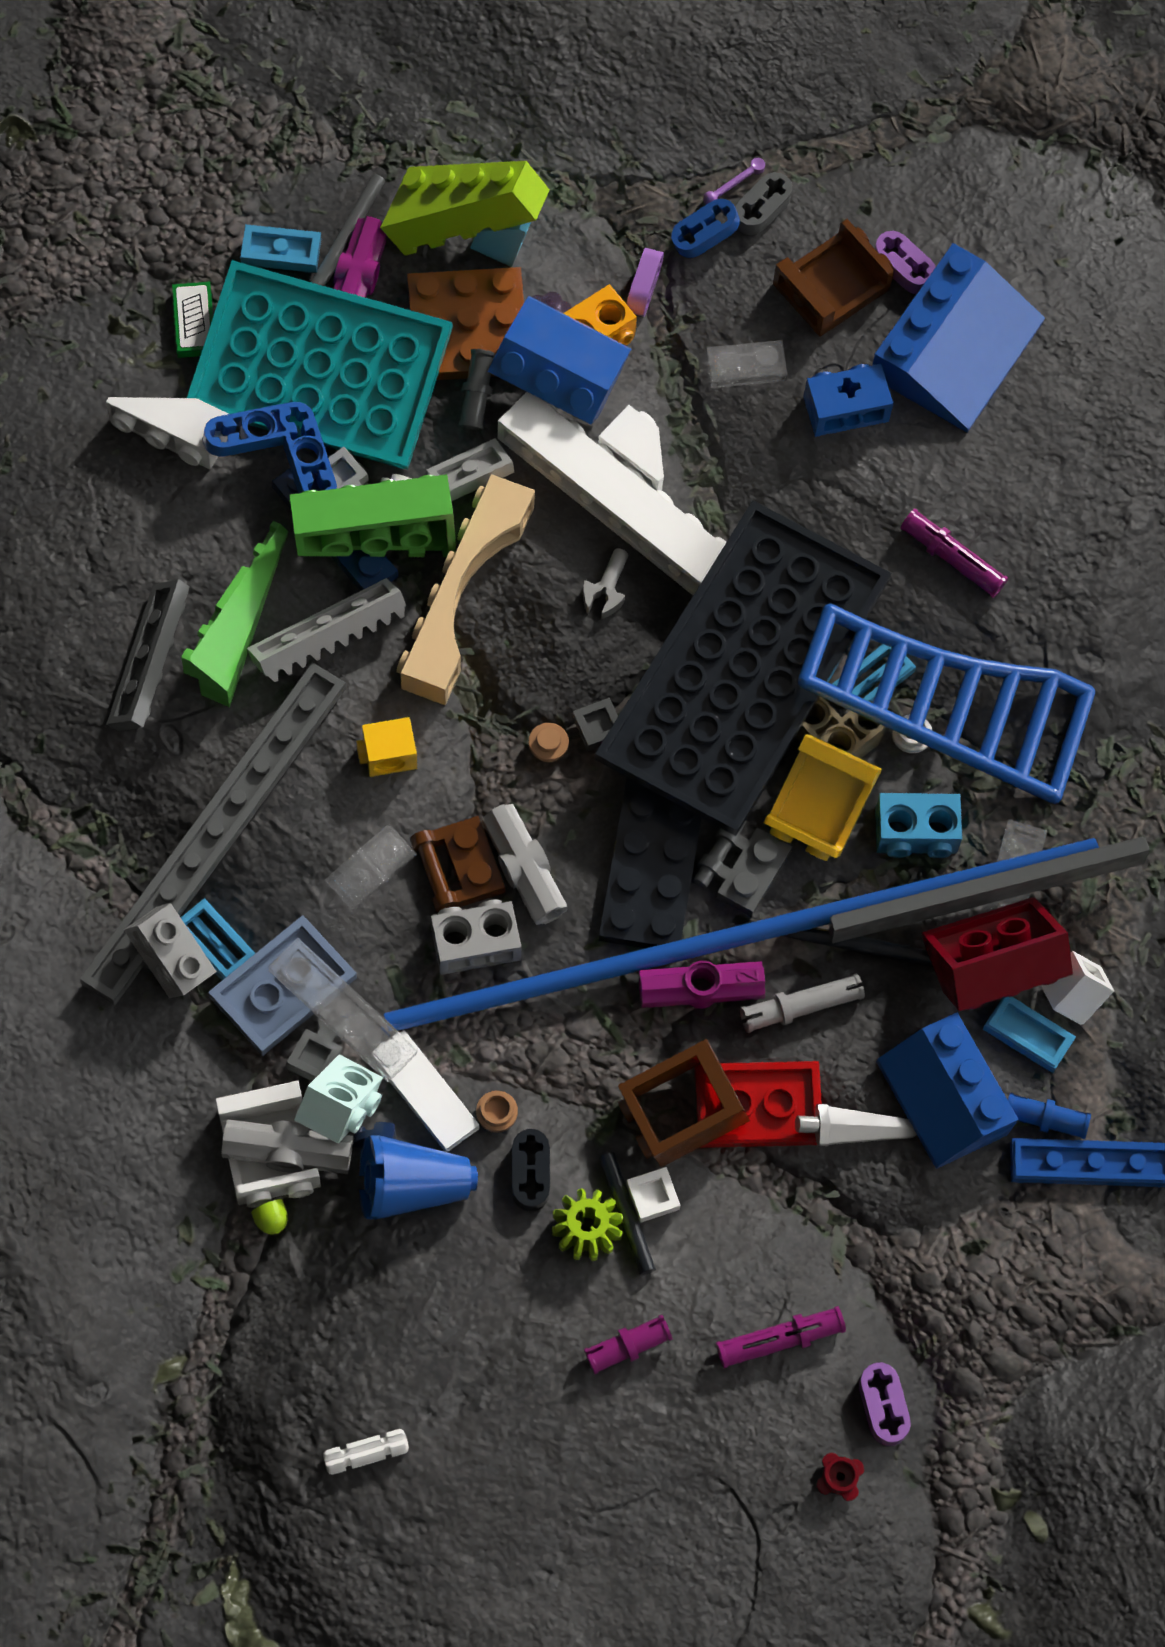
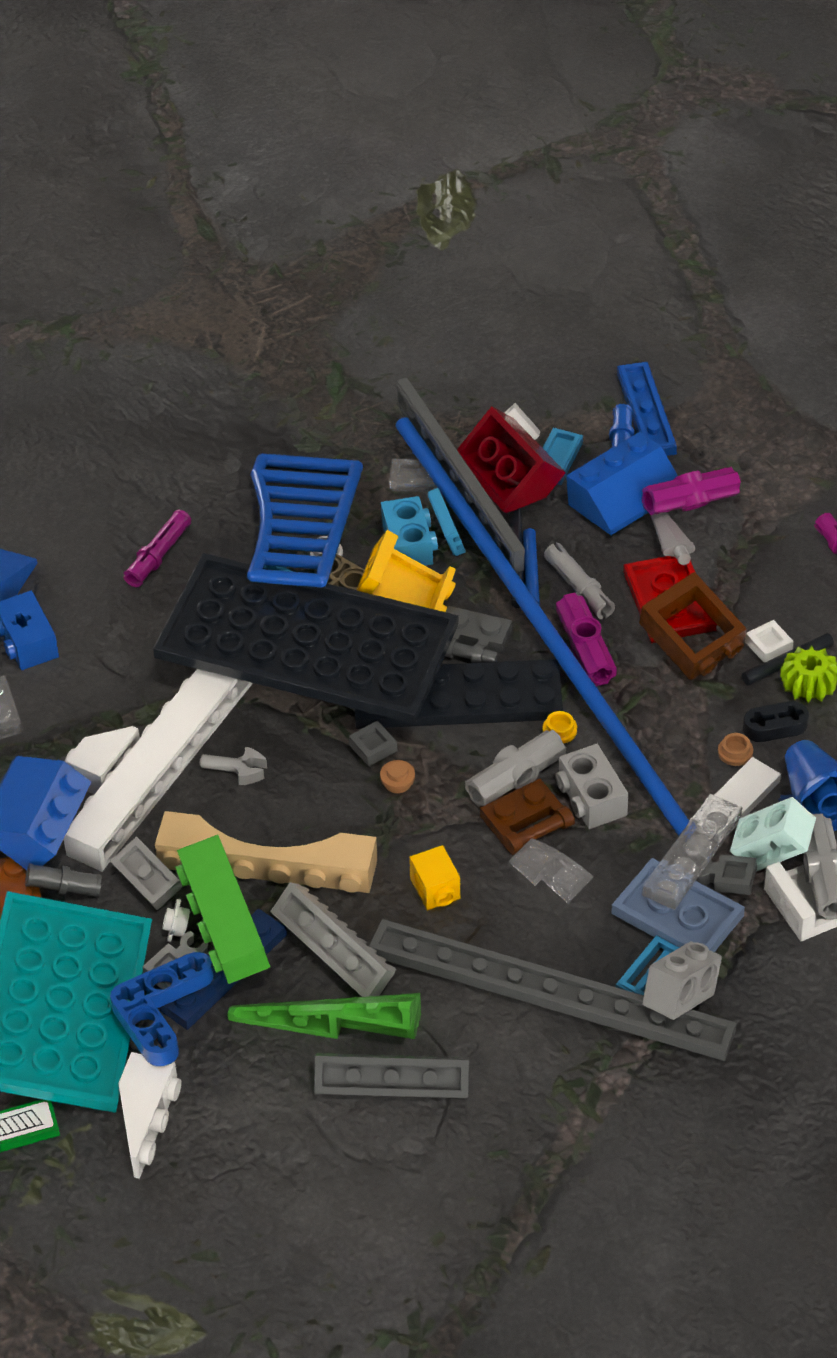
camera: 95 degrees left, 20 degrees down
(576, 928) = (562, 724): none -> yellow plate
(840, 957) = (531, 563): none -> blue bar
(918, 867) = (446, 522): none -> dark azure tile
(918, 1167) = (691, 491): none -> magenta piece

